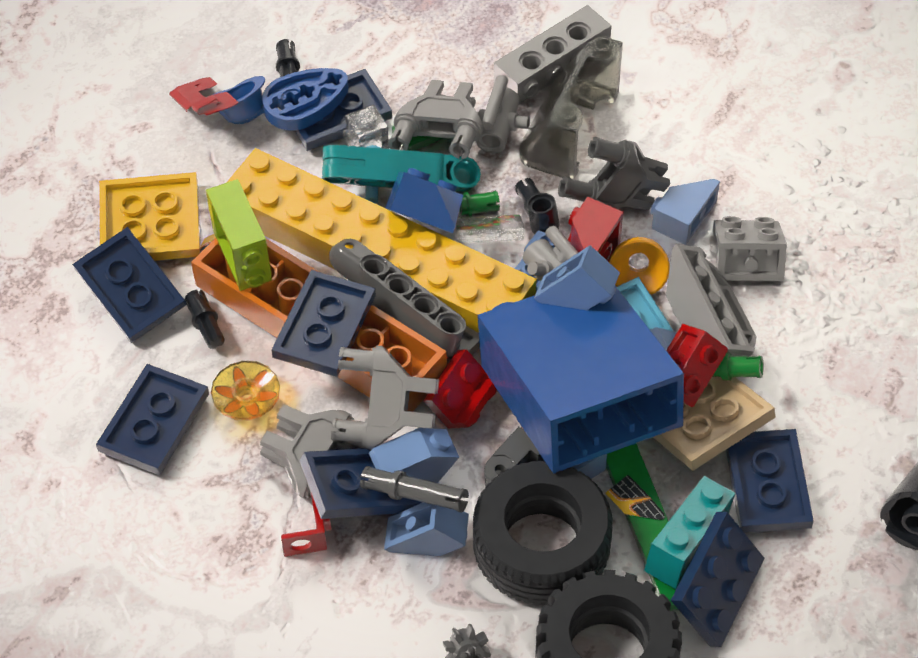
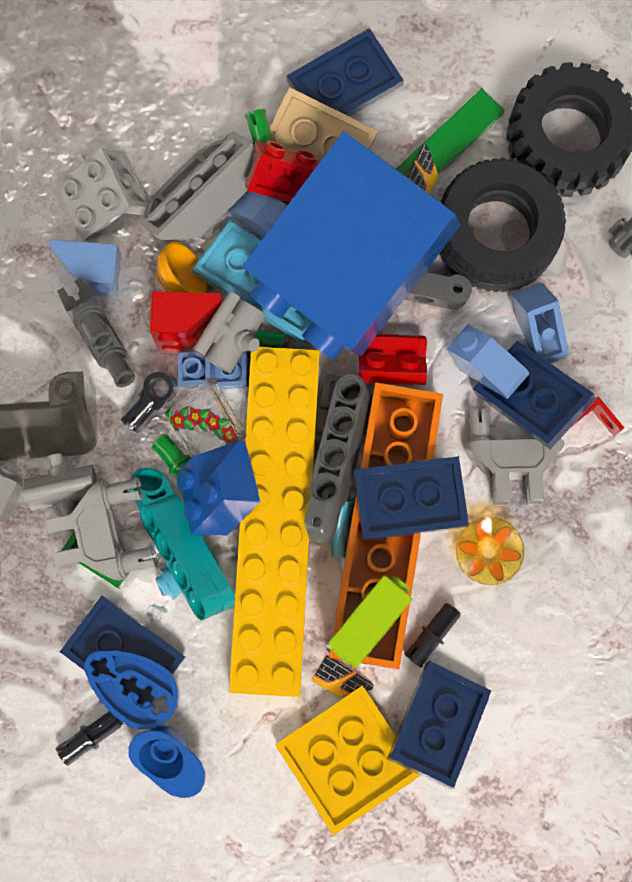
camera: 120 degrees left, 25 degrees up
(152, 419) = (559, 617): dark blue plate -> none
(189, 96) = (189, 771): piece -> none
(388, 398) = (456, 392): light grey connector -> none
(400, 485) = (534, 332): dark grey pin -> none
(579, 282) = (282, 271): medium blue slope -> none
(681, 536) = (457, 108): teal arch -> none
(718, 579) = (468, 71): dark blue plate -> none

